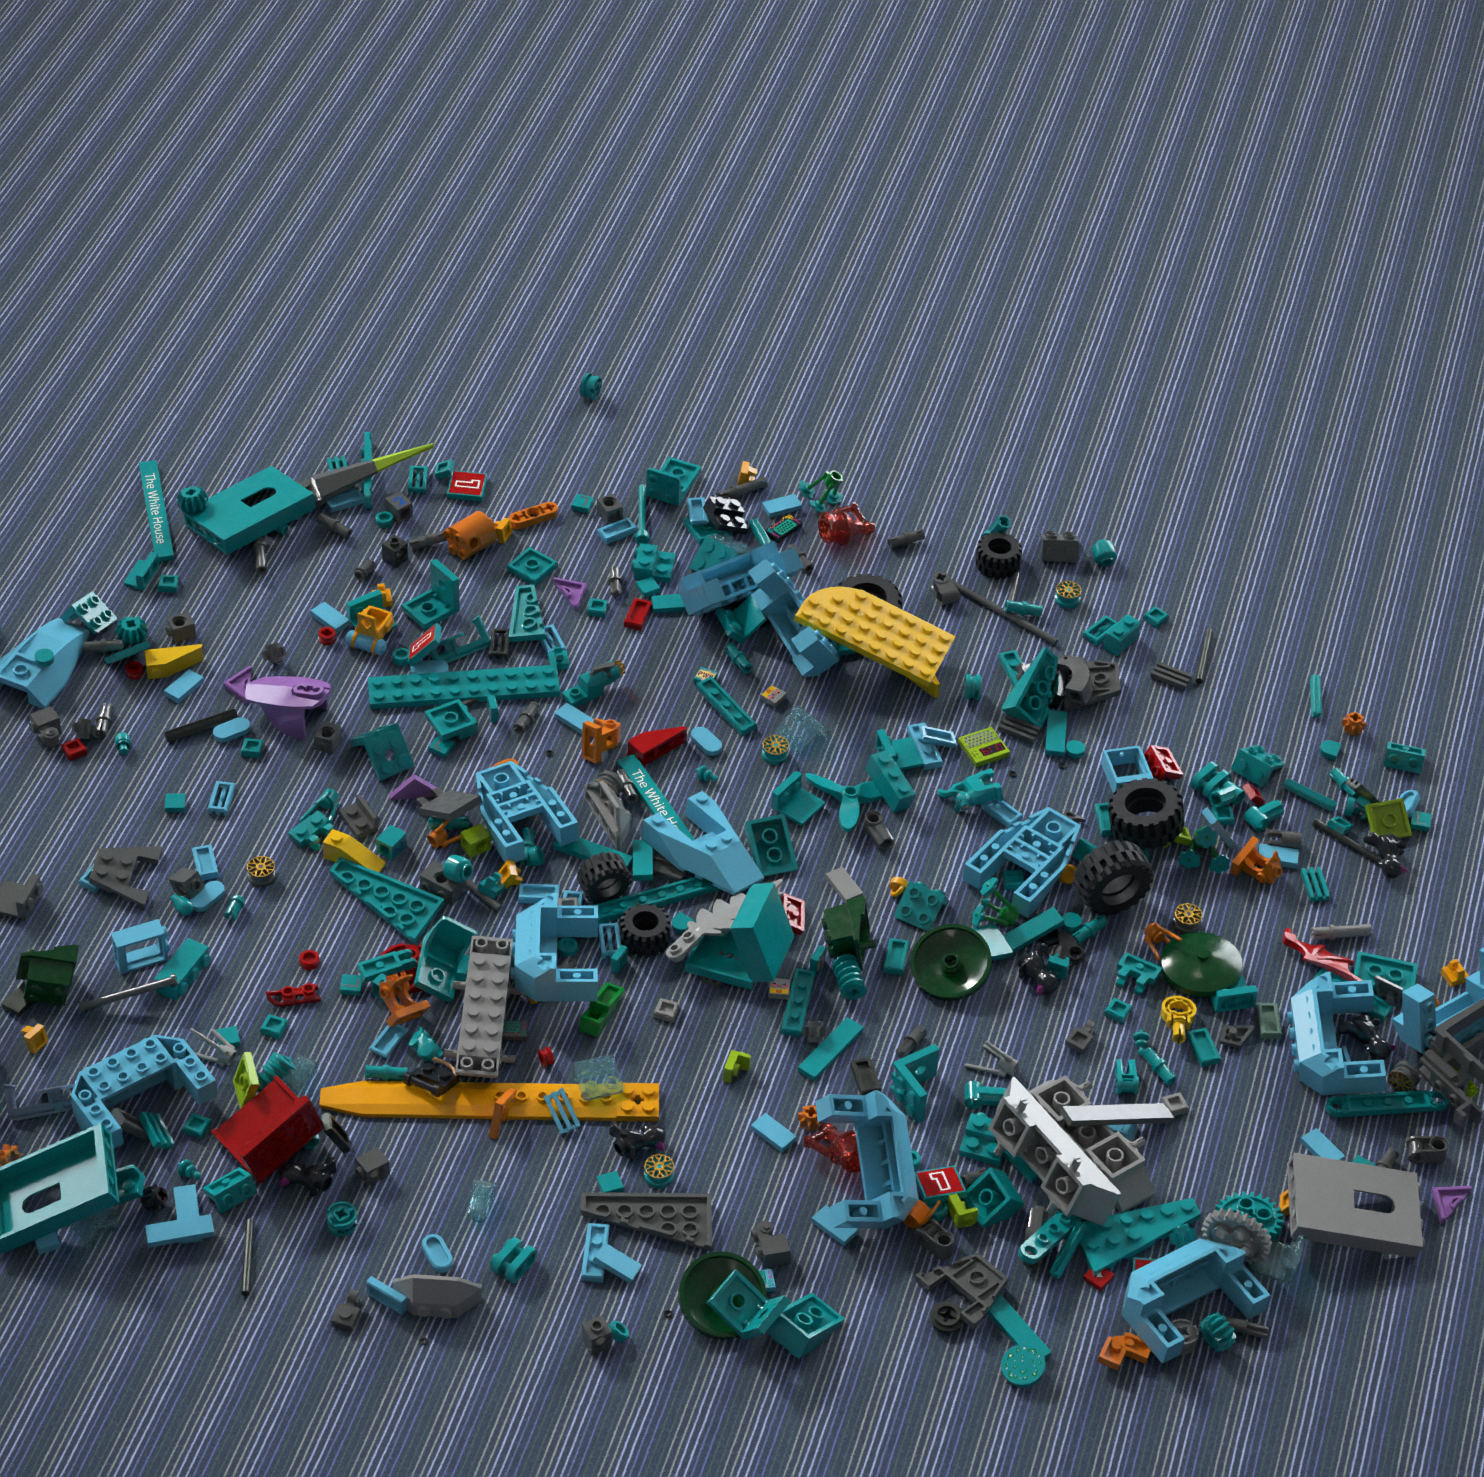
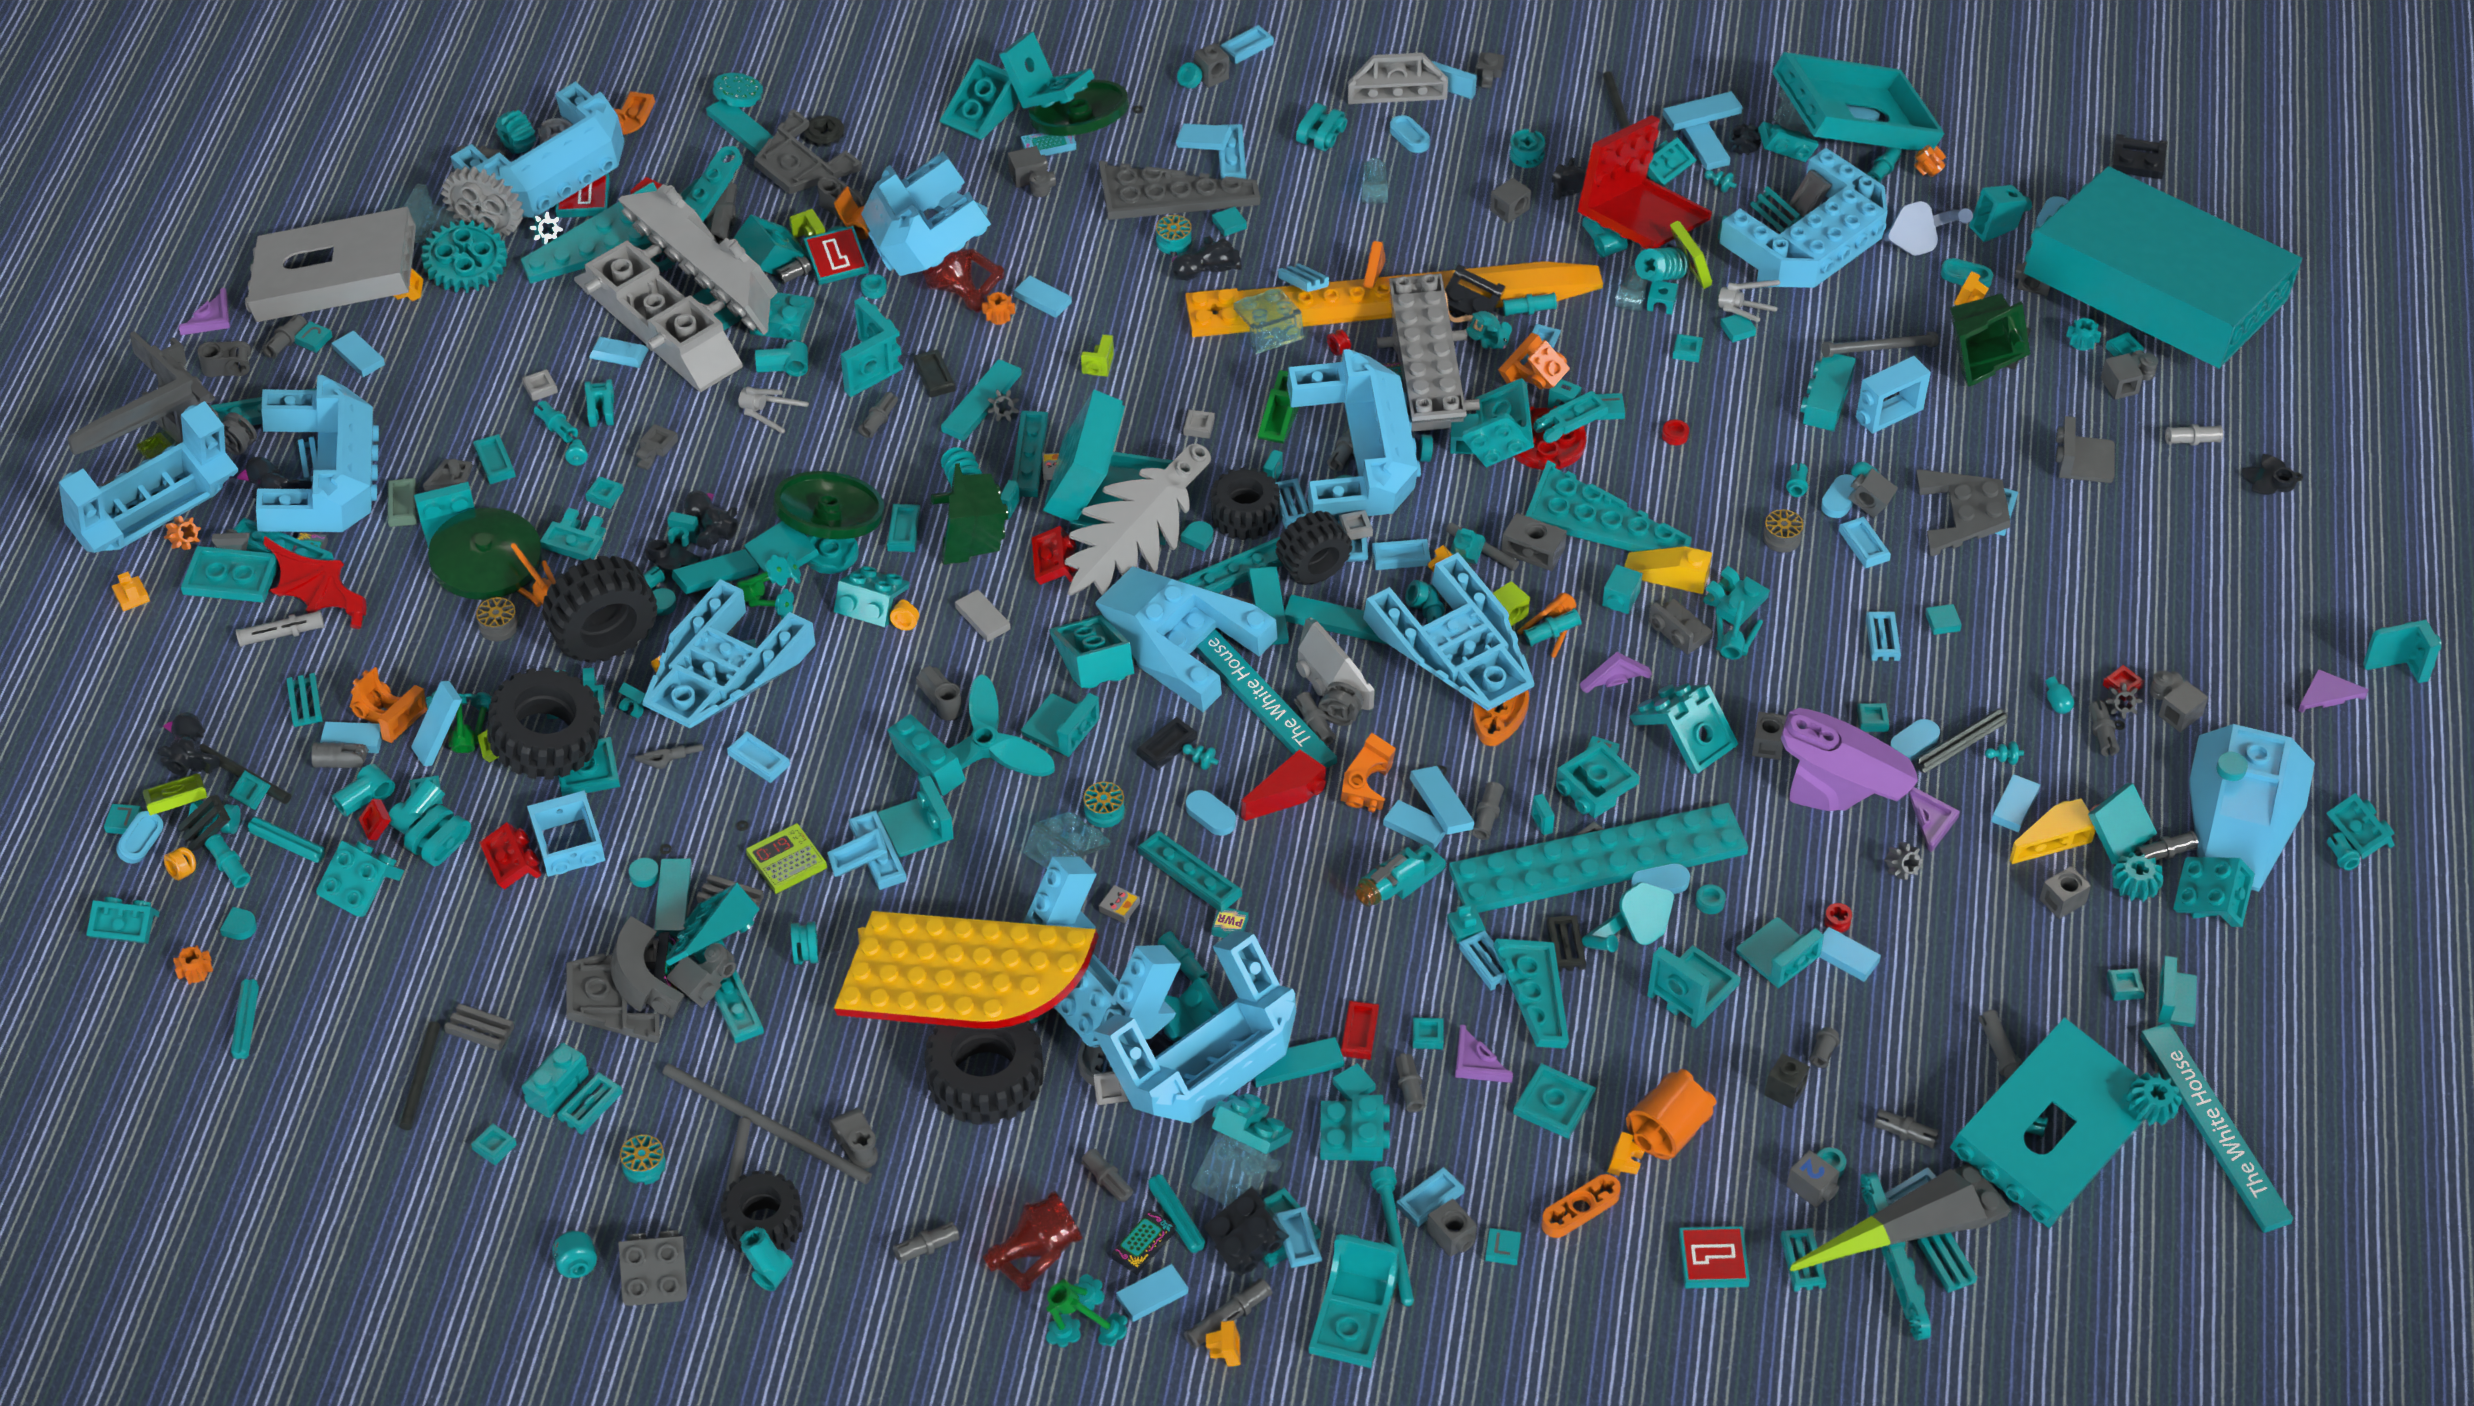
camera: 175 degrees right, 5 degrees up
(26, 1062) = (1958, 270): none -> teal tile
(178, 713) = (2010, 752): none -> teal hair
(288, 994) = (1683, 381): red piece -> none
(336, 1132) = (1563, 214): pearl dark grey tile -> none
(370, 630) = (1770, 913): light orange piece -> none
(386, 595) = (1778, 1001): light orange tile -> none
(424, 644) = (1677, 889): tile -> none
(427, 540) = (1741, 1120): dark grey pin -> none
(444, 469) = (1763, 1281): teal tile -> none
(448, 804) = (1558, 626): dark grey tile -> none
(457, 868) = (1515, 524): teal head -> none
(555, 725) = (1442, 800): none -> medium azure tile
(558, 1369) = (1247, 44): none -> medium azure tile
(727, 787) = (1166, 743): none -> black tile
(973, 791) = (797, 766): teal animal -> none
(1023, 608) = (720, 1114): teal pin -> none
(1116, 1114) = (615, 327): tile -> none
(1178, 1019) = (524, 479): yellow pin -> none
(1377, 783) = (177, 864): none -> light orange tile

